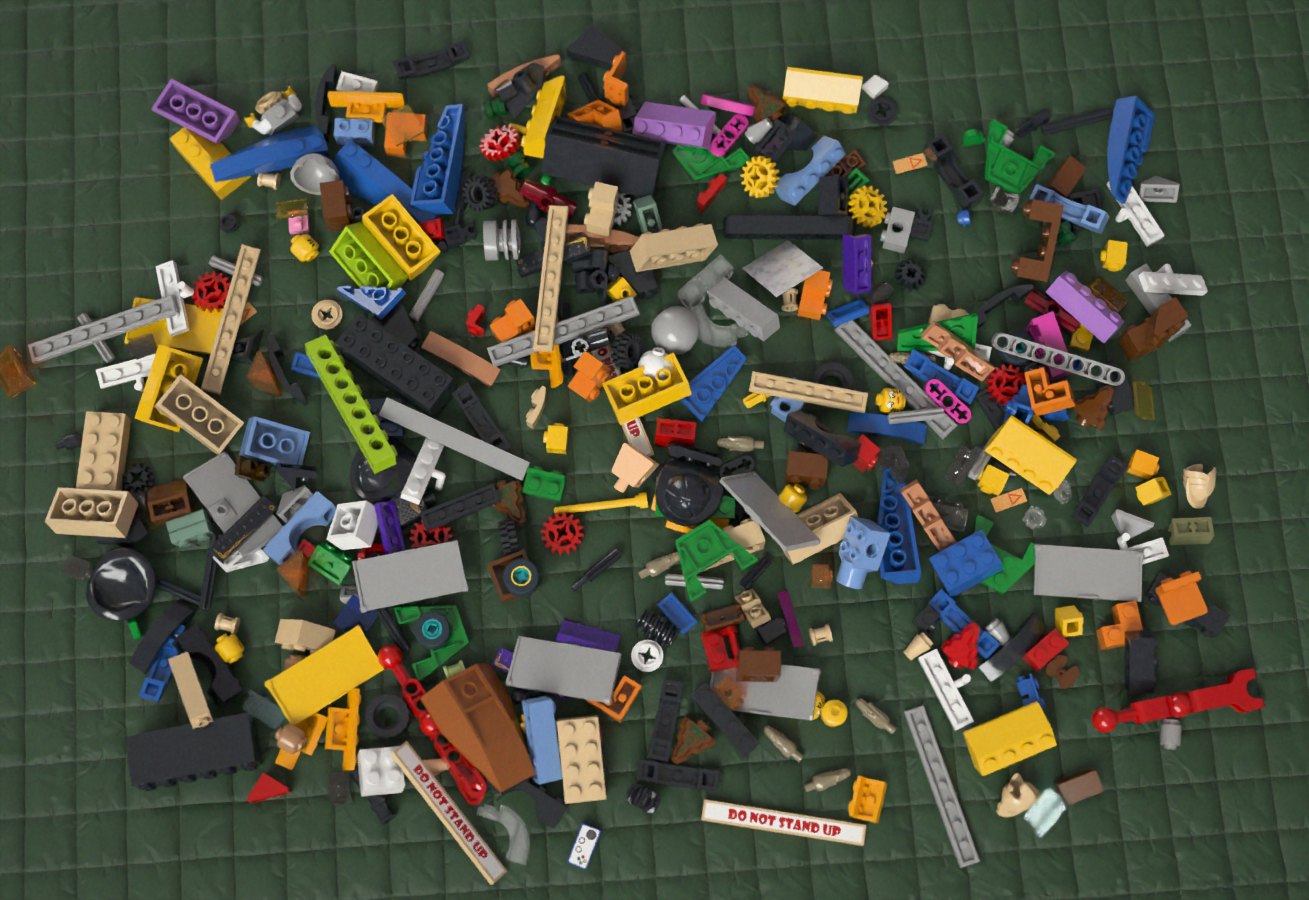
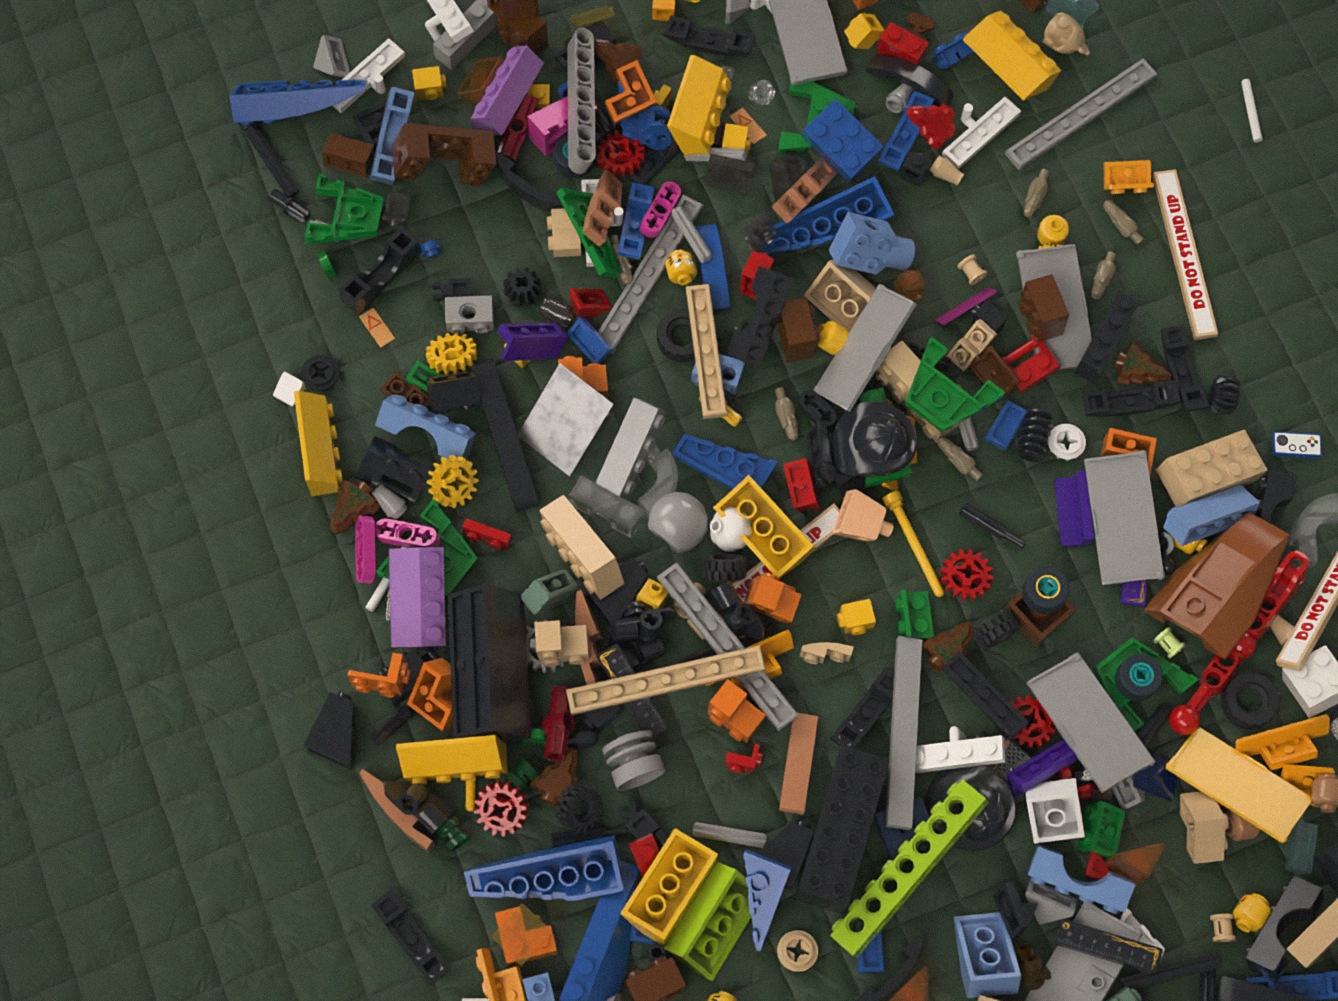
camera: 110 degrees left, 5 degrees down
(735, 699) = (1072, 344): clear orange brick -> none

